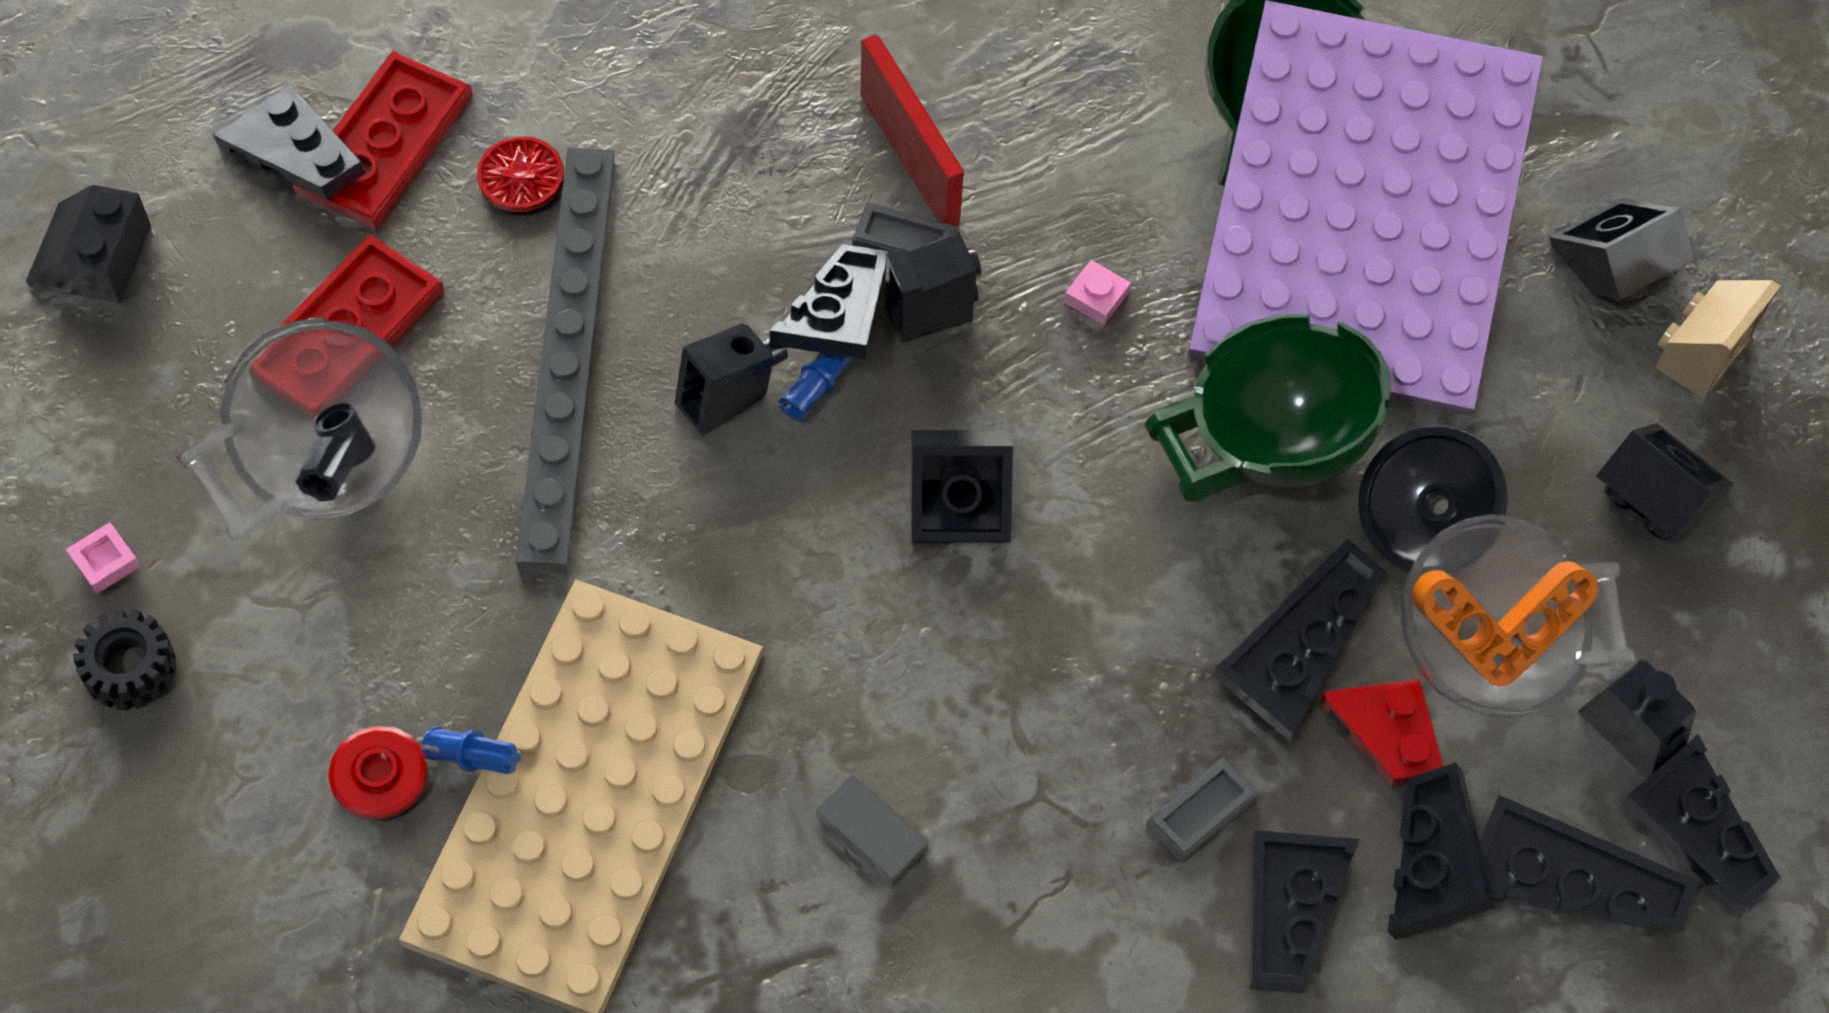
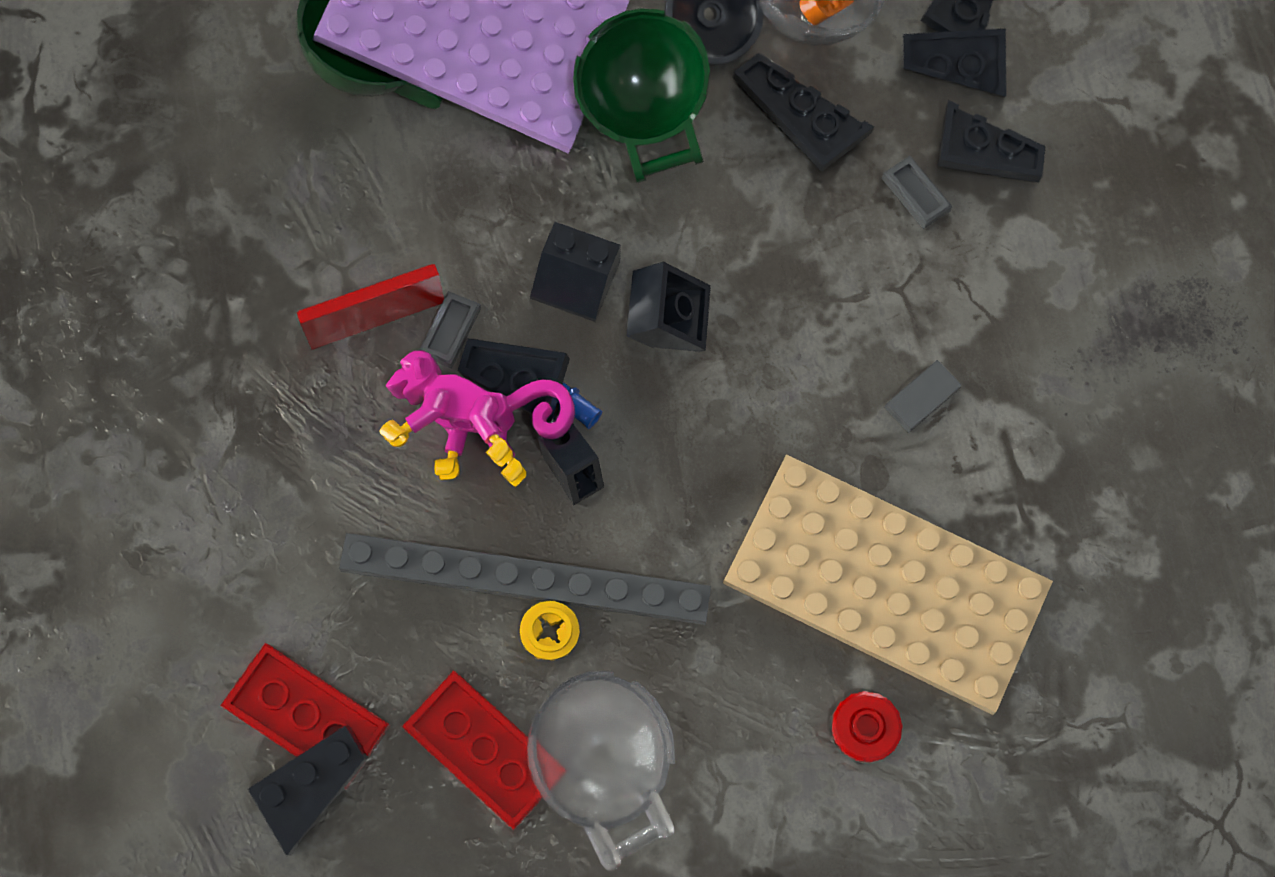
camera: 85 degrees left, 10 degrees up
(340, 446) = (620, 747): black piece -> none
(471, 750) = (861, 656): blue axle -> none
(501, 365) = (551, 613): none -> yellow gear
(520, 174) = (356, 607): red wheel -> none
(775, 250) = (467, 408): none -> dark pink animal
(931, 286) = (513, 305): black hips -> none
(1002, 367) = (575, 271): none -> black slope
(1097, 292) = (514, 203): bright pink plate -> none
(1389, 726) = (866, 71): red wing -> none

